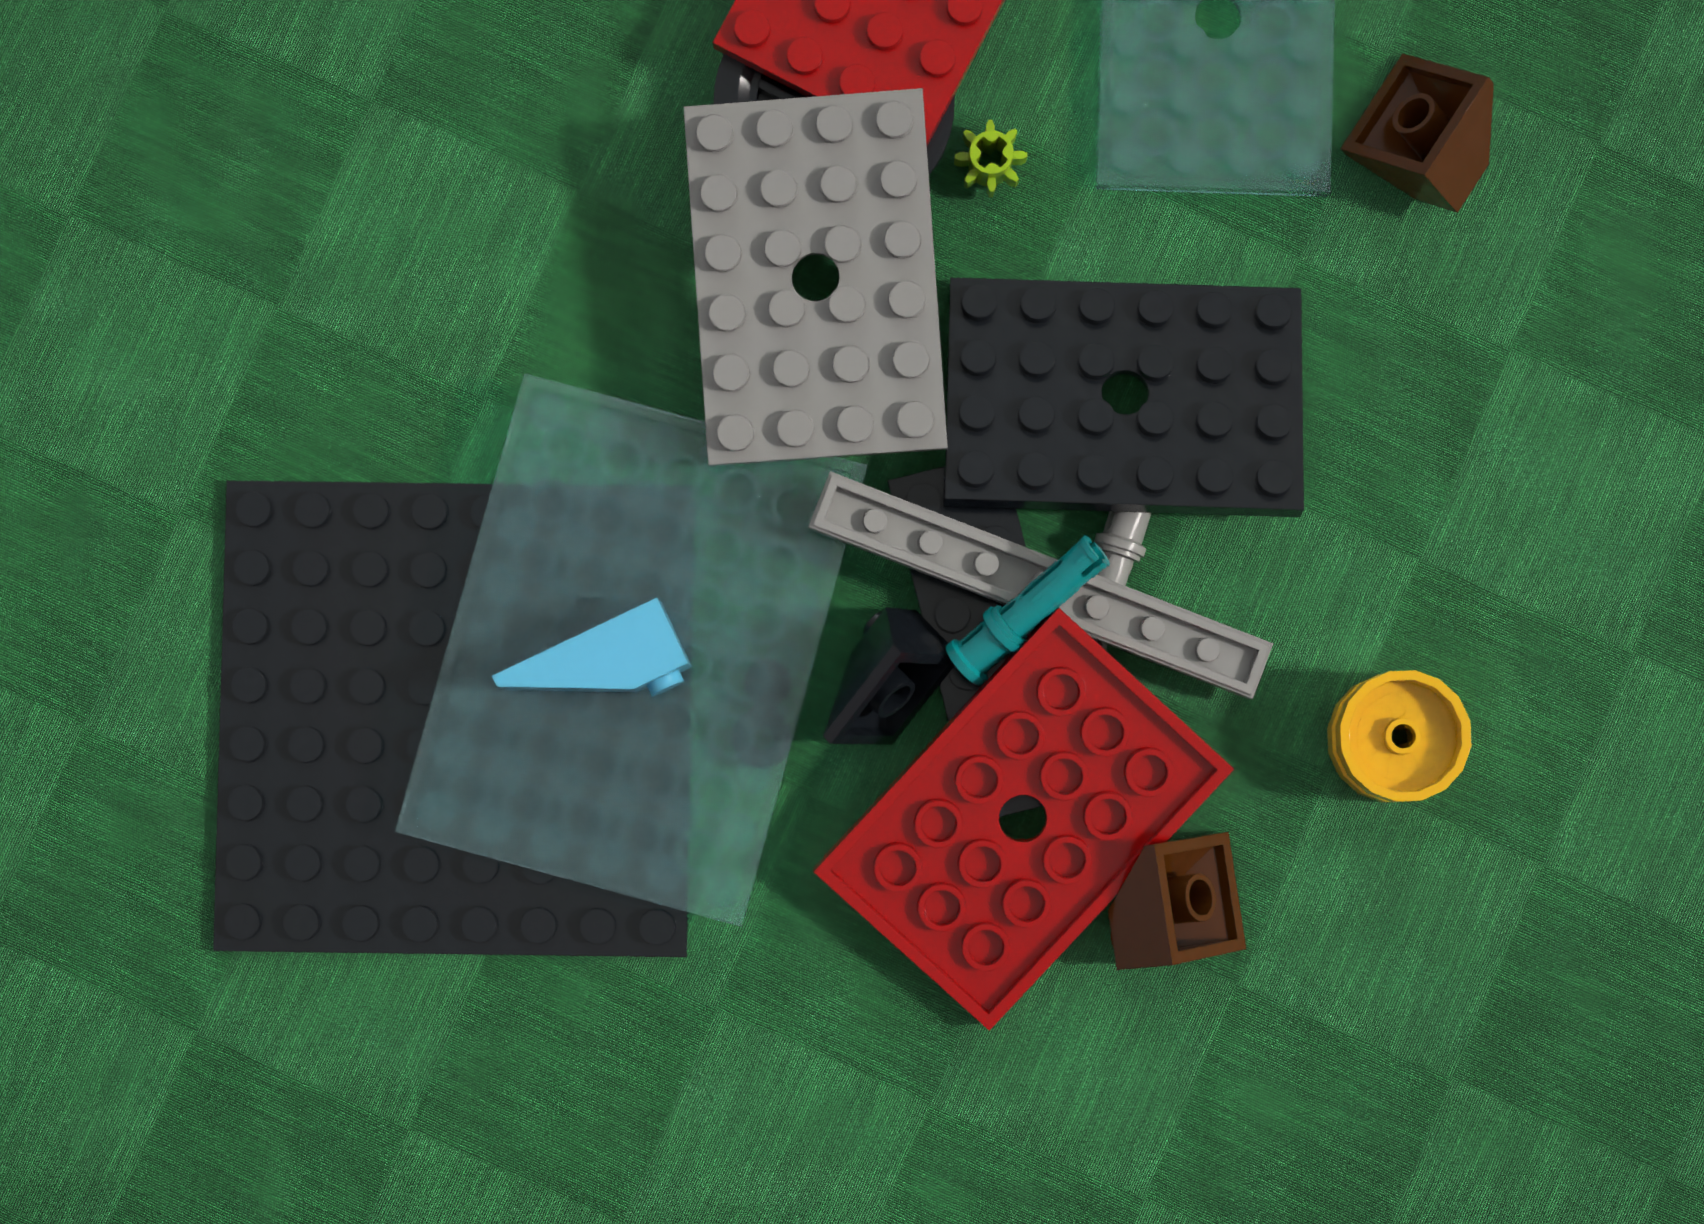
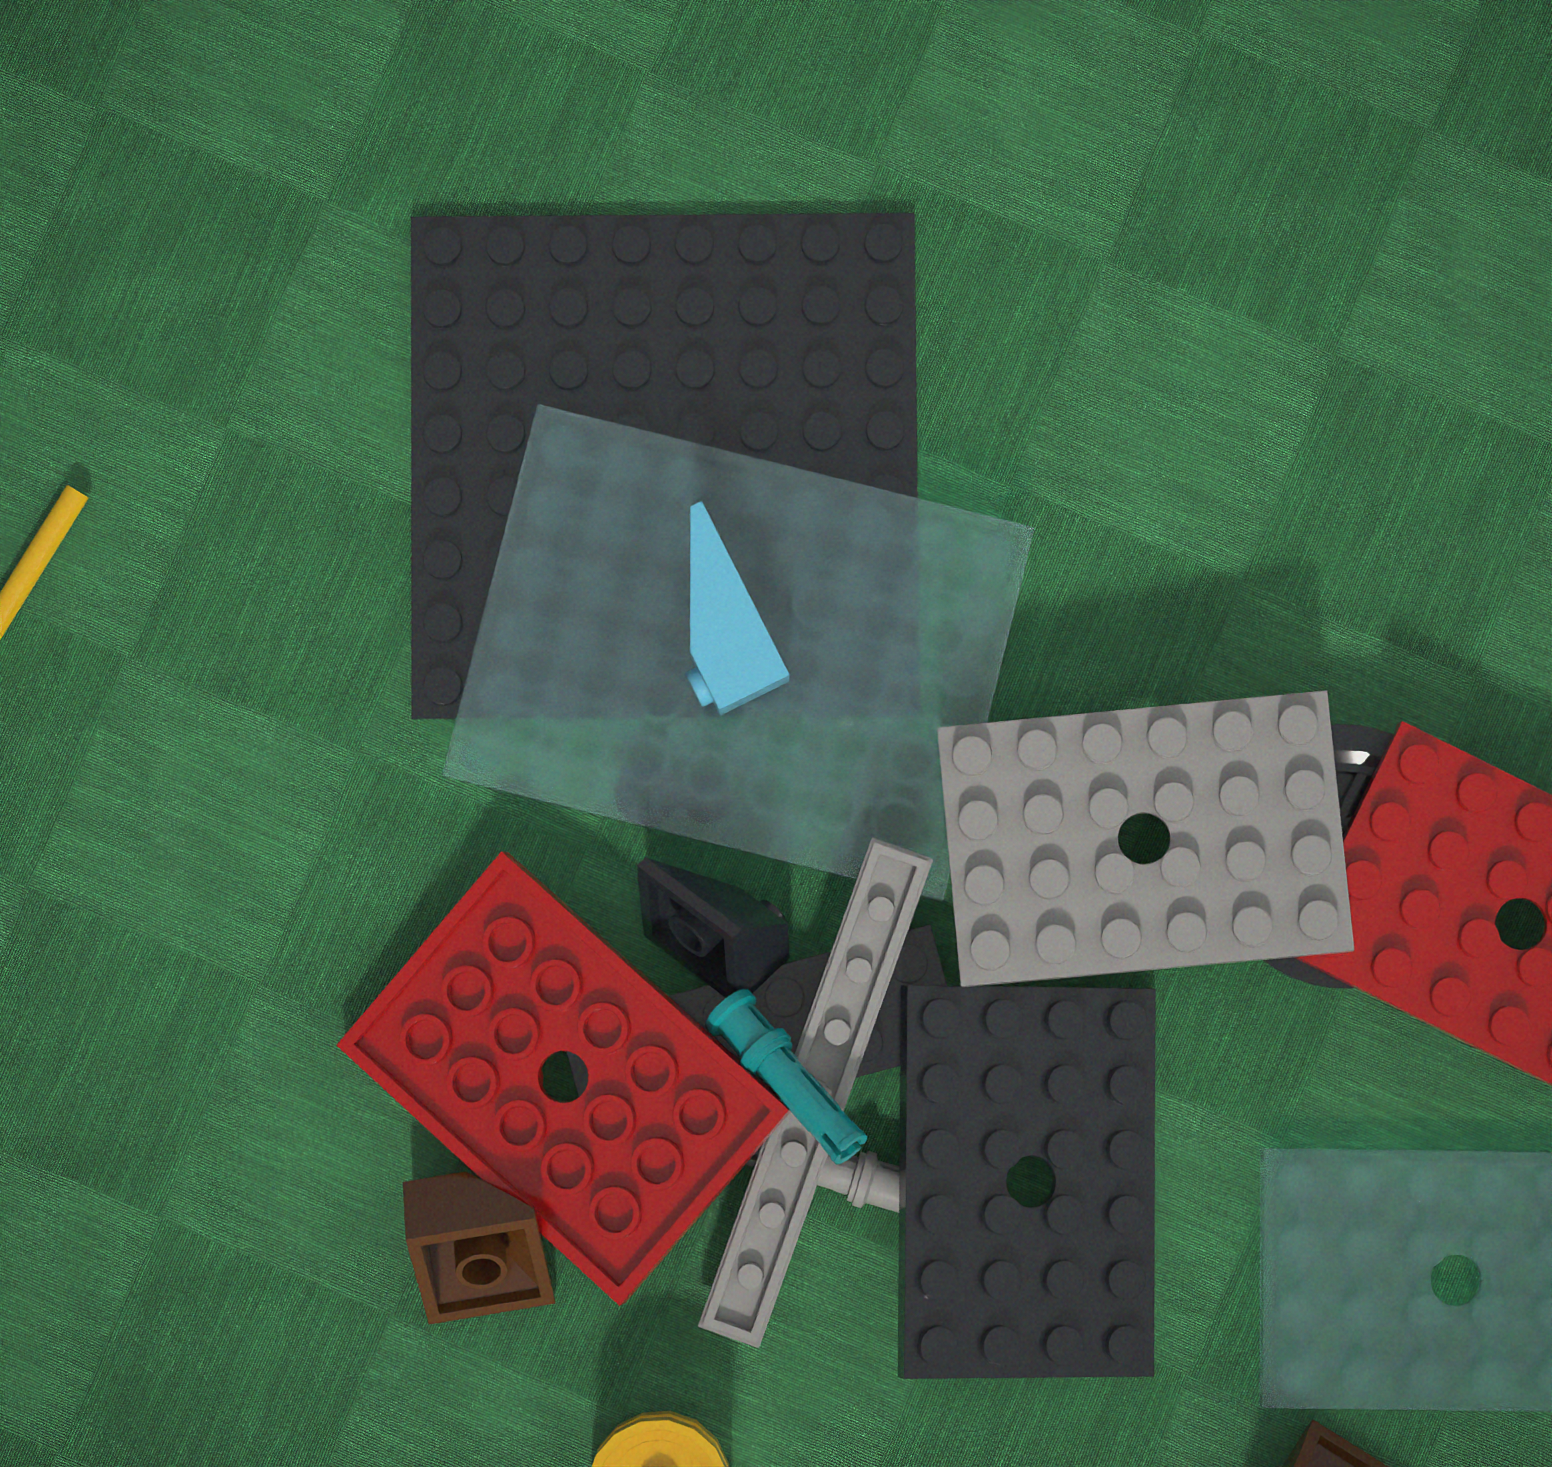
camera: 85 degrees right, 0 degrees up
(988, 143) = (1305, 1028): lime gear -> none

